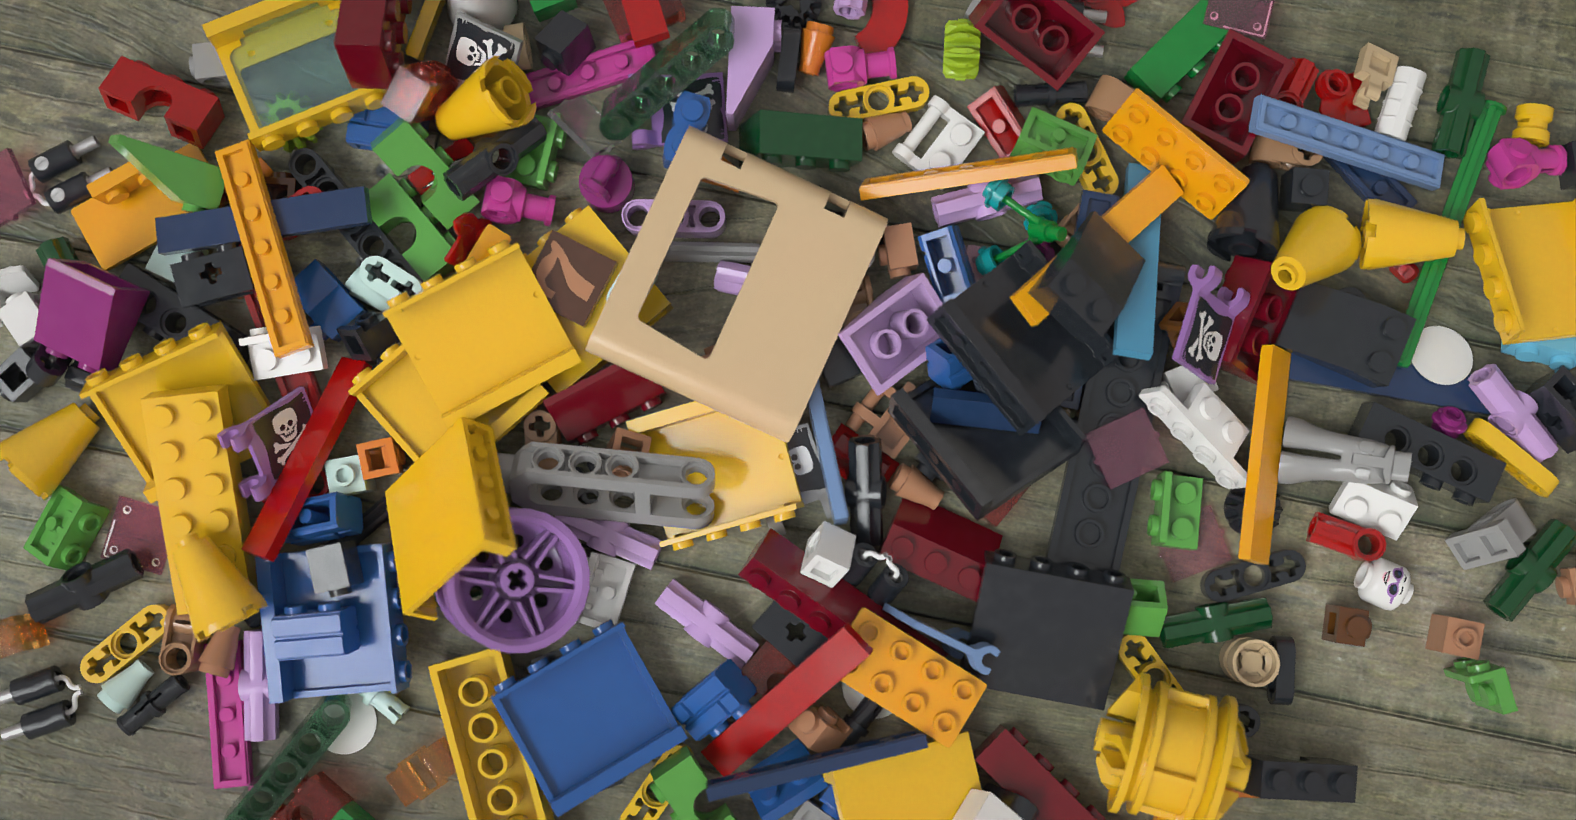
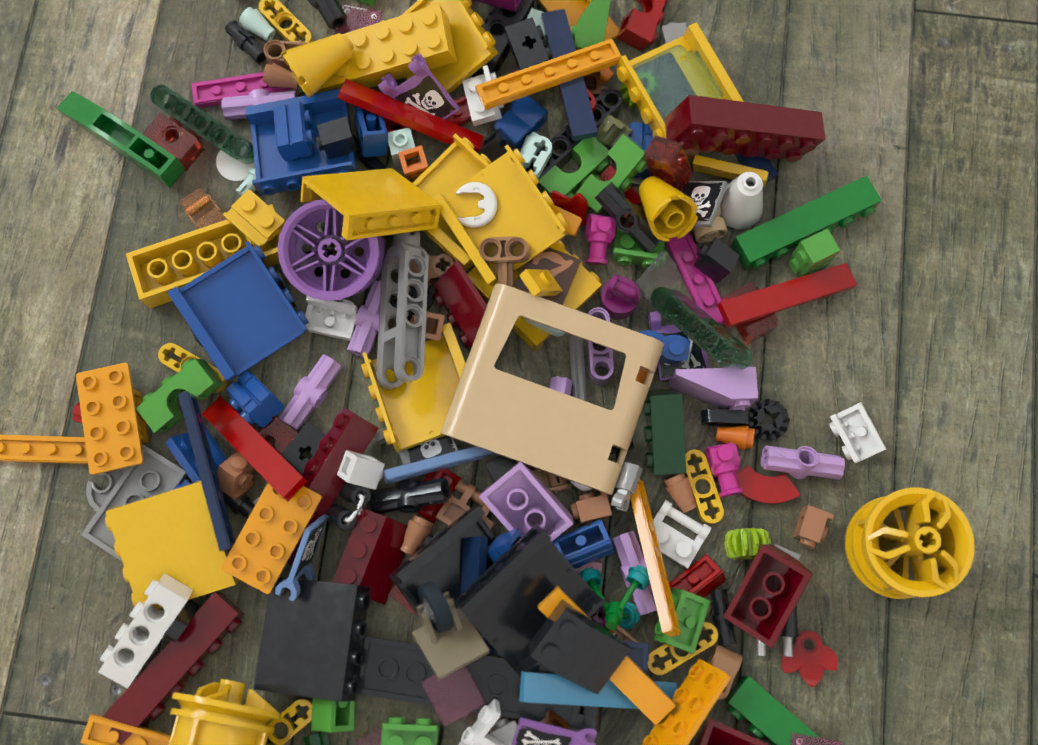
camera: 85 degrees right, 10 degrees down
(357, 166) = (611, 130): none -> olive piece
(450, 691) = (255, 219): none -> yellow plate
(461, 350) = (489, 203): none -> white head
(546, 333) = (505, 257): none -> medium nougat beam
(589, 285) = (540, 282): none -> yellow plate
(876, 198) = (626, 485): none -> light grey bar
(1060, 448) = (446, 633): none -> dark tan plate

